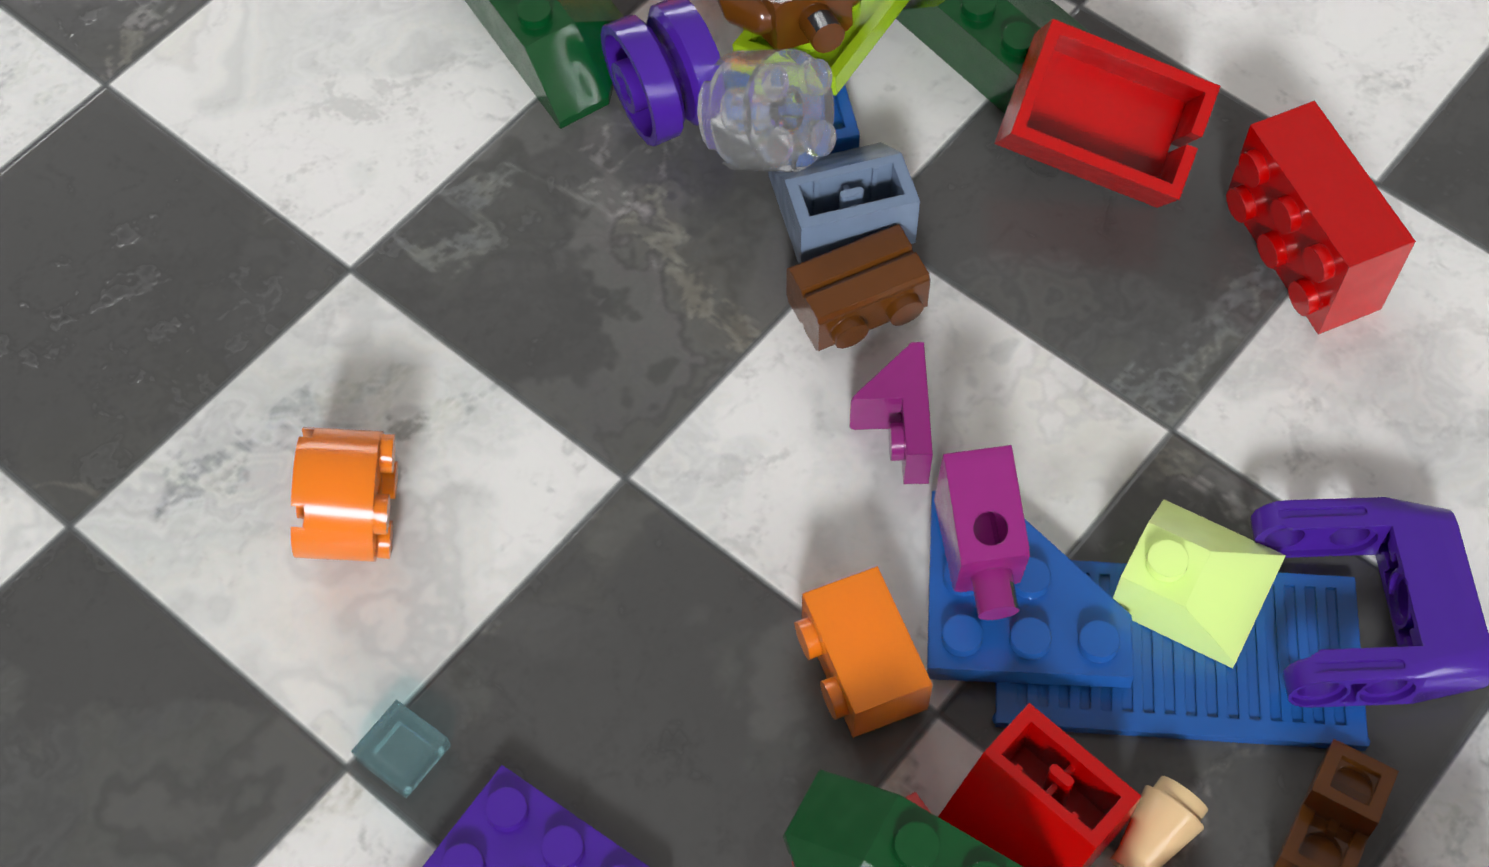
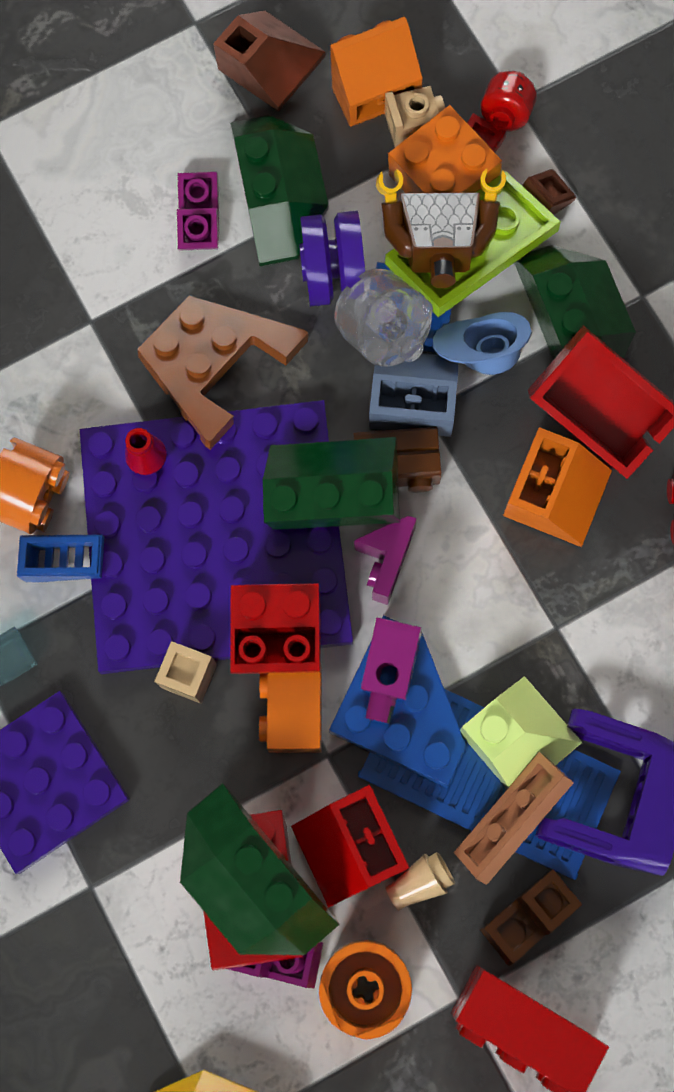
camera: 25 degrees right, 15 degrees up
(404, 564) = (29, 557): none -> blue slope
(449, 86) = (198, 211): none -> magenta slope
(502, 384) = (144, 452): none -> red cone
(523, 242) = (200, 346): none -> dark orange wing
(643, 484) = (194, 532): none -> dark purple plate
(684, 665) = (186, 672): none -> tan panel
(794, 336) = (331, 484): none -> dark green slope
(795, 539) = (275, 628): none -> red slope
(913, 110) = (484, 343): none -> medium blue piece
(1089, 247) = (558, 488): none -> orange slope
(1247, 683) = (513, 818): none -> nougat plate

